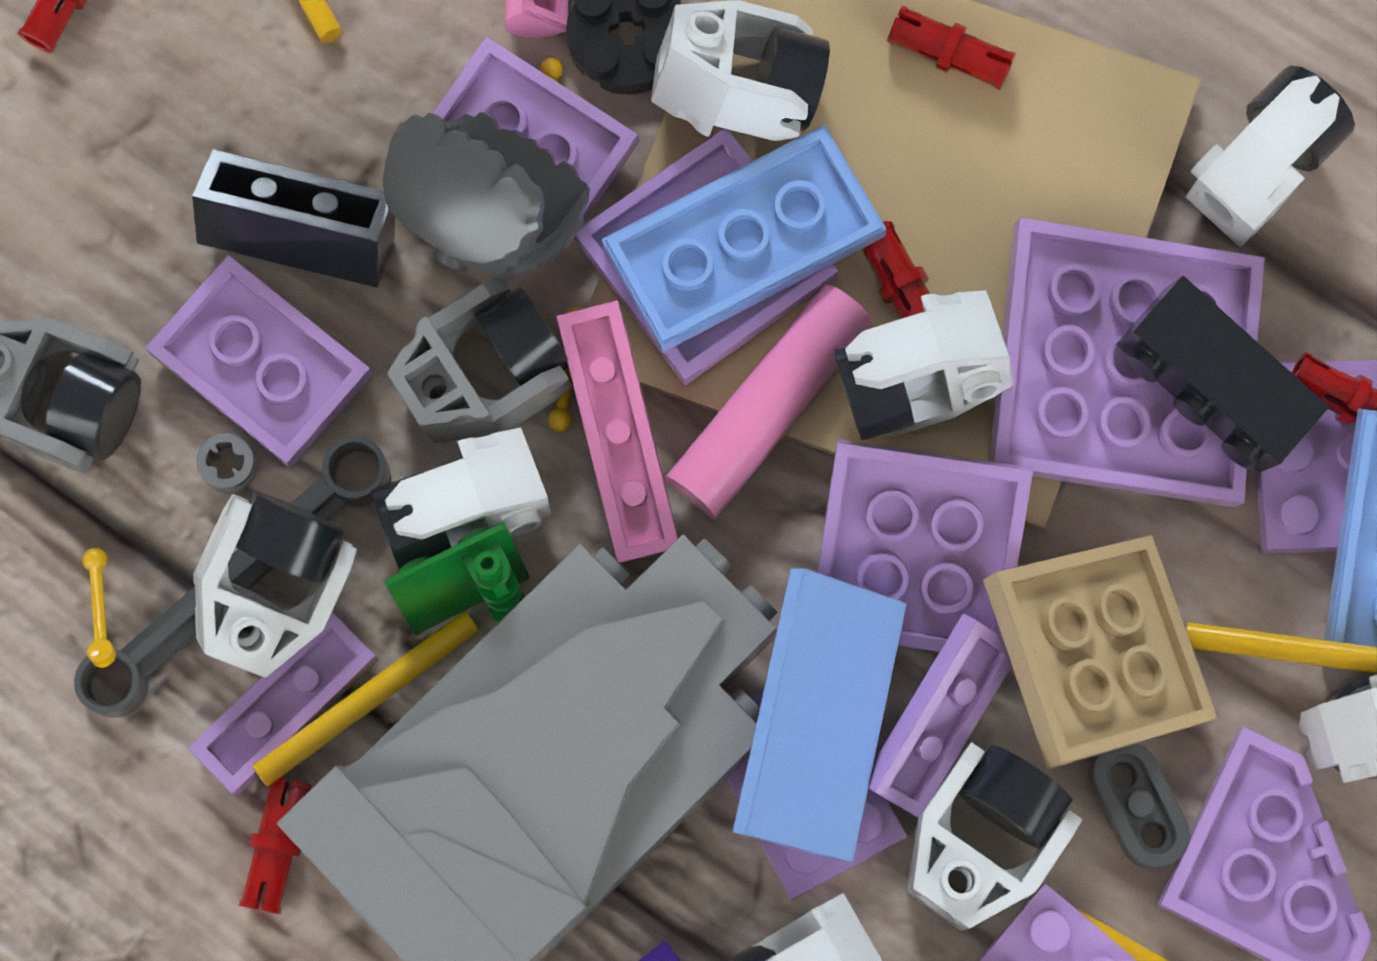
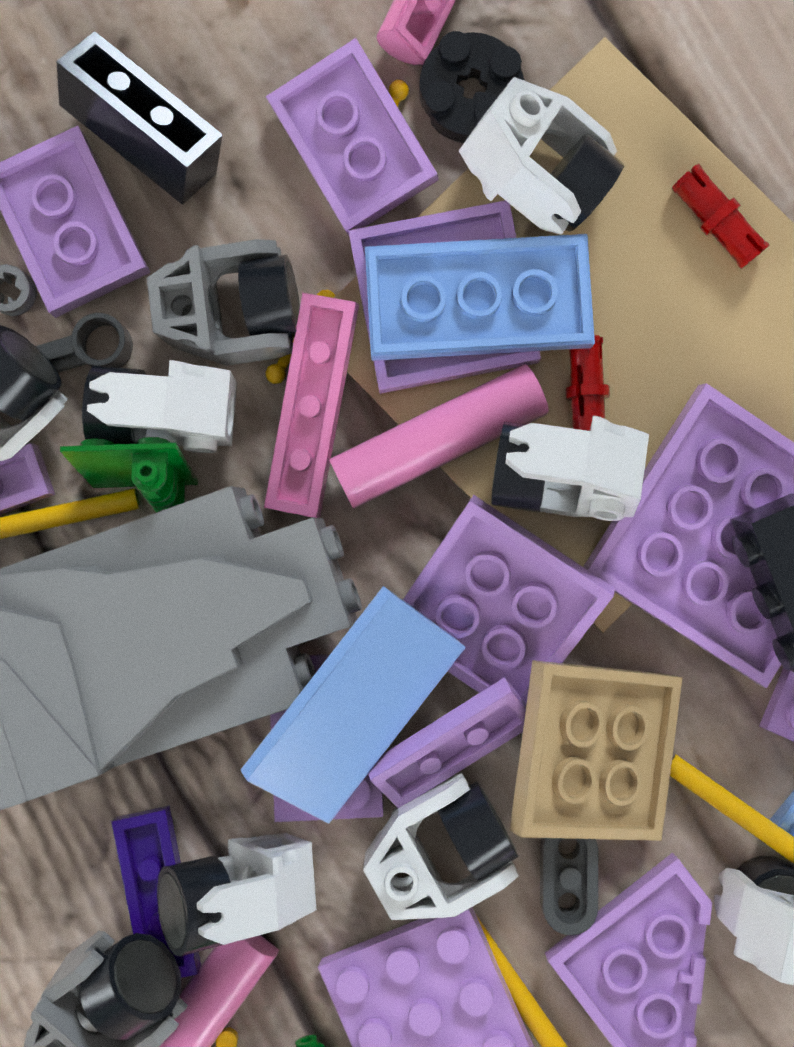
camera: 30 degrees right, 10 degrees up
(482, 194) = (287, 164): dark grey animal -> none

